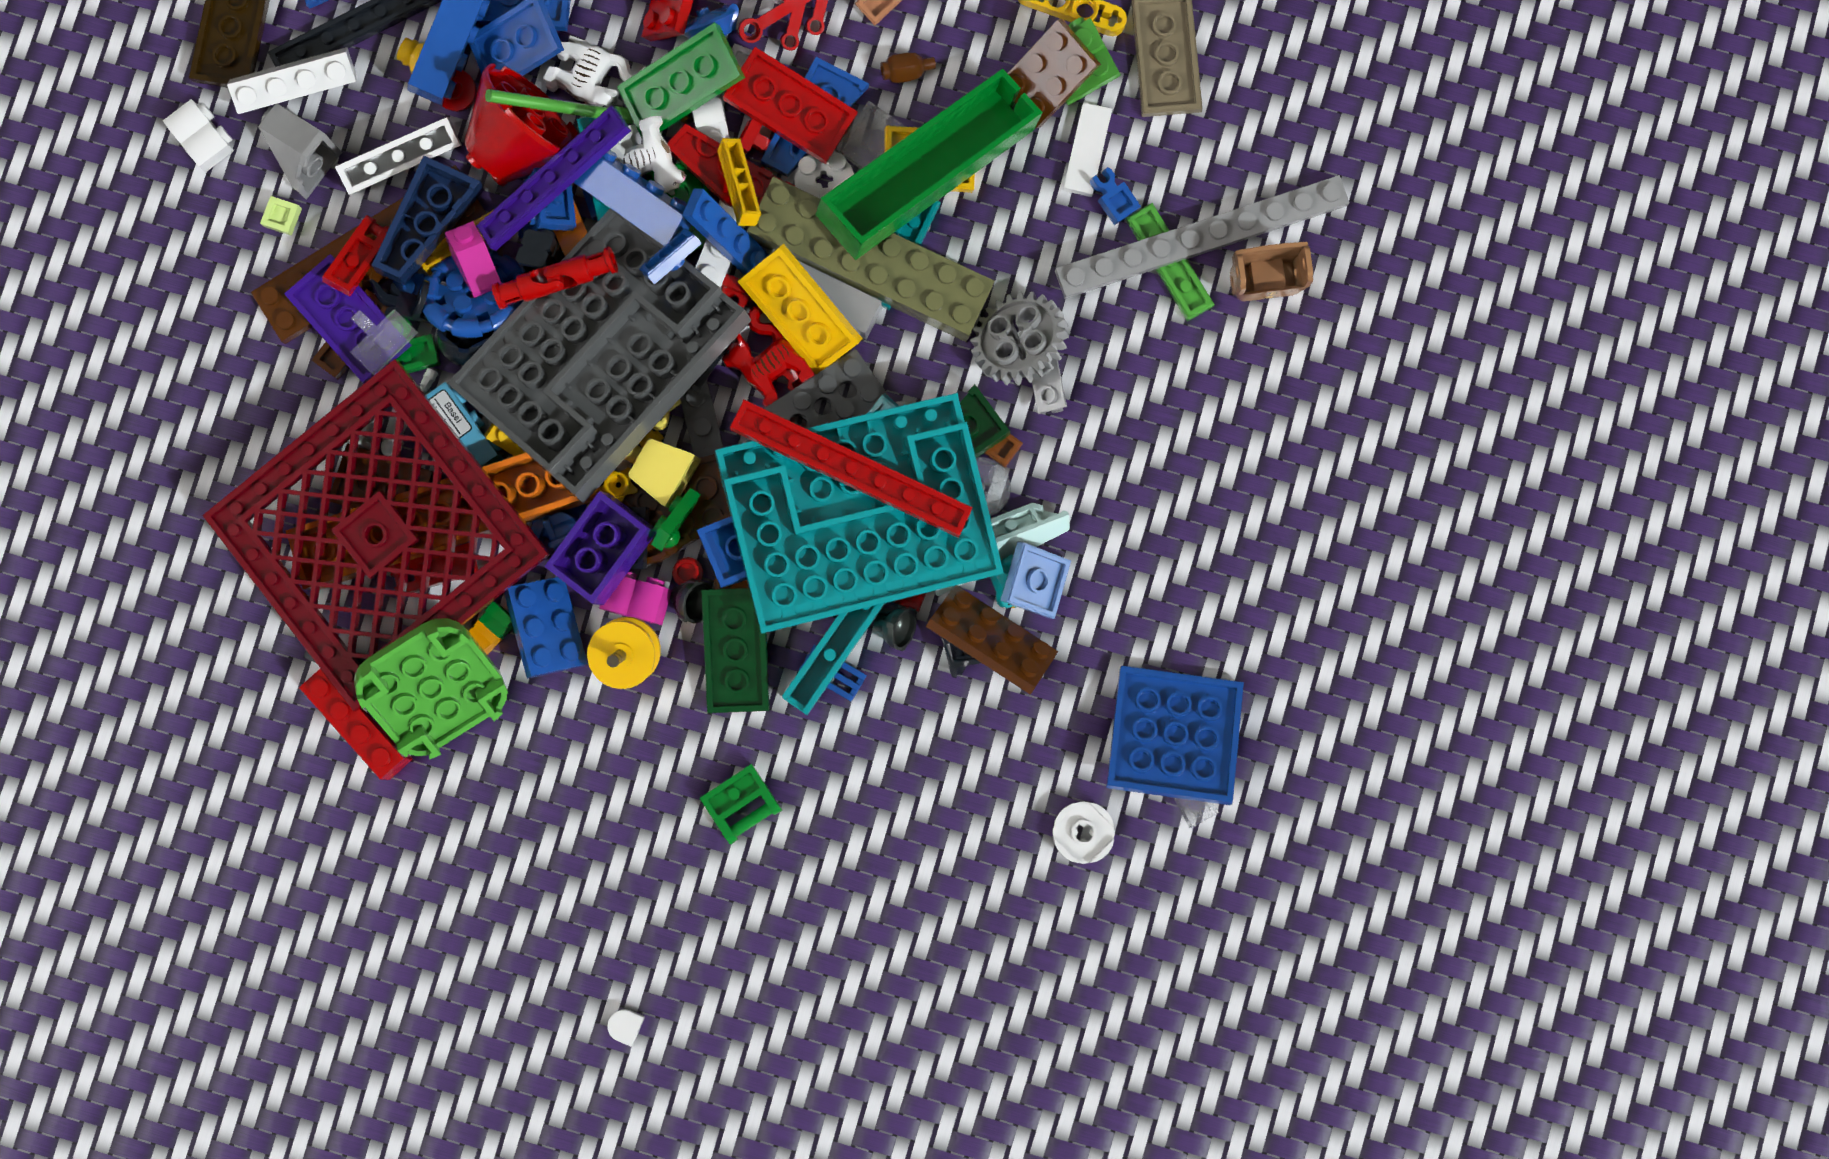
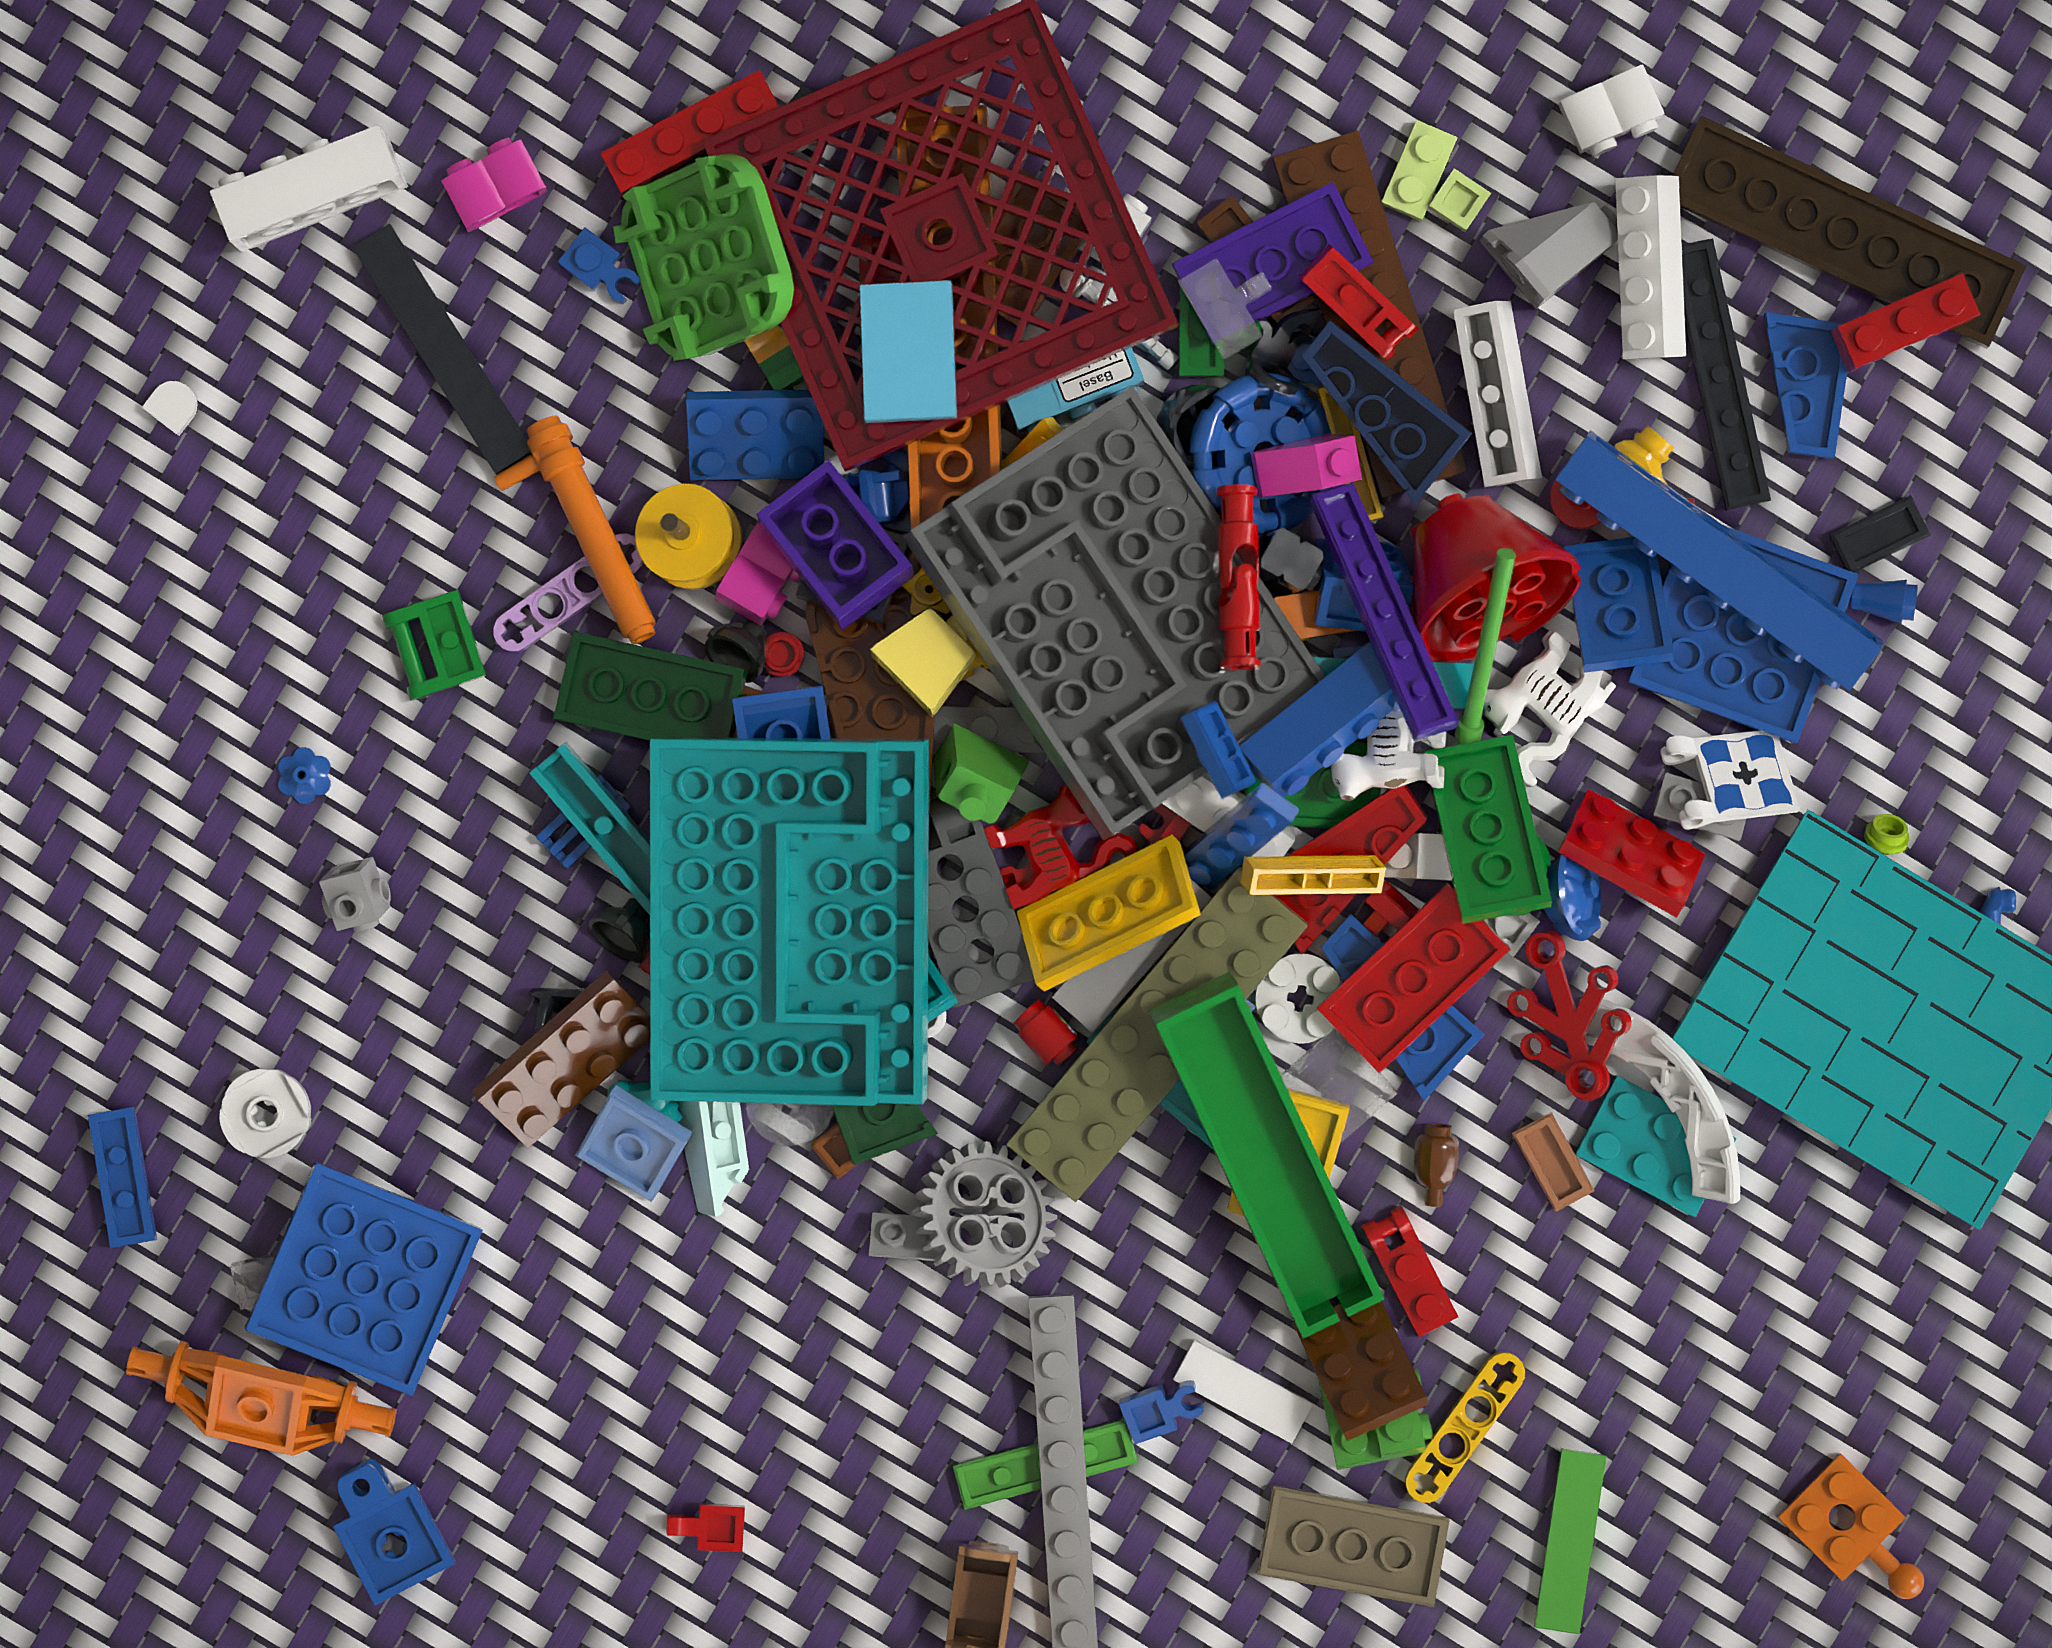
camera: 100 degrees right, 5 degrees up
(268, 247) = (1419, 170): none -> yellowish green plate
(421, 847) = (494, 184): none -> dark pink brick
(451, 971) = (307, 187): none -> white brick
(457, 531) = (908, 351): none -> medium azure tile
(458, 767) = (594, 262): none -> blue plate
(541, 852) = (442, 348): none -> black tile
(599, 749) = (563, 468): none -> orange cylinder
(667, 527) = (837, 646): green plate -> none
(681, 726) = (572, 599): none -> lavender beam
(722, 413) = (976, 774): none -> bright green torso
(850, 468) = (845, 925): red plate -> none
(860, 865) = (316, 777): none -> blue plant
(890, 333) = (1046, 1034): none -> red brick
(921, 810) = (355, 895): none -> light grey brick
(982, 63) = (1410, 1273): none -> red plate
(1153, 917) = (122, 1177): none -> blue plate
(1273, 460) = (717, 1527): none -> red plate
(1278, 783) = (259, 1402): none -> orange plate
(1325, 681) = (385, 1511): none -> blue plate

